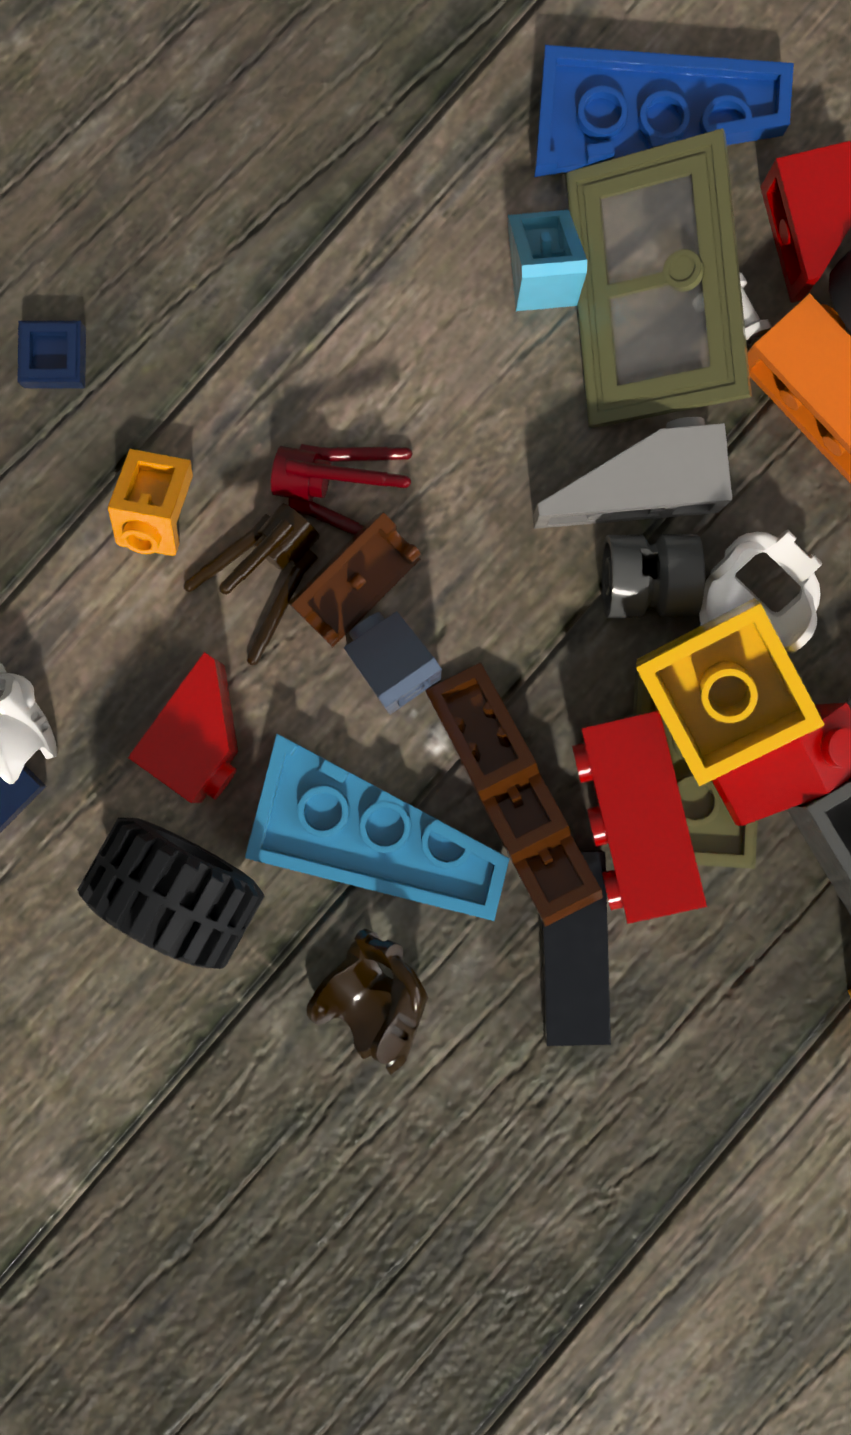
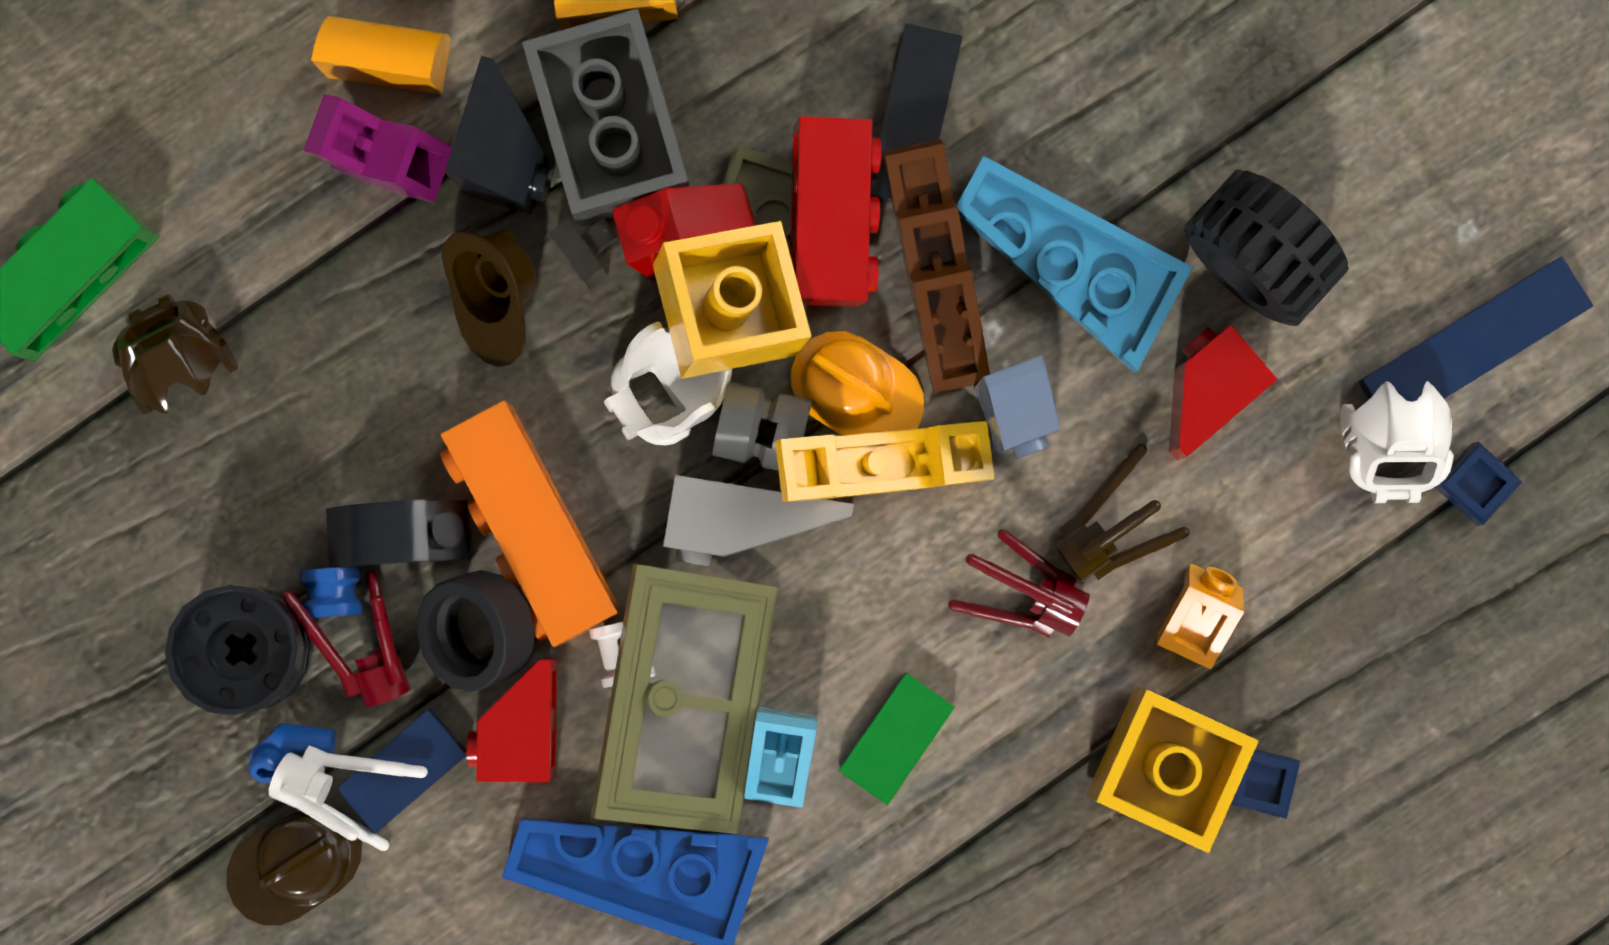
camera: 170 degrees left, 0 degrees up
(144, 331) = (1172, 768): none -> yellow brick
(355, 579) = (1034, 495): reddish brown hinge -> none
(375, 1007) = (1104, 107): dark brown helmet -> none
(431, 304) = (896, 738): none -> green tile
(524, 568) = (883, 461): none -> yellow slope
(559, 646) = (856, 385): none -> light orange piece

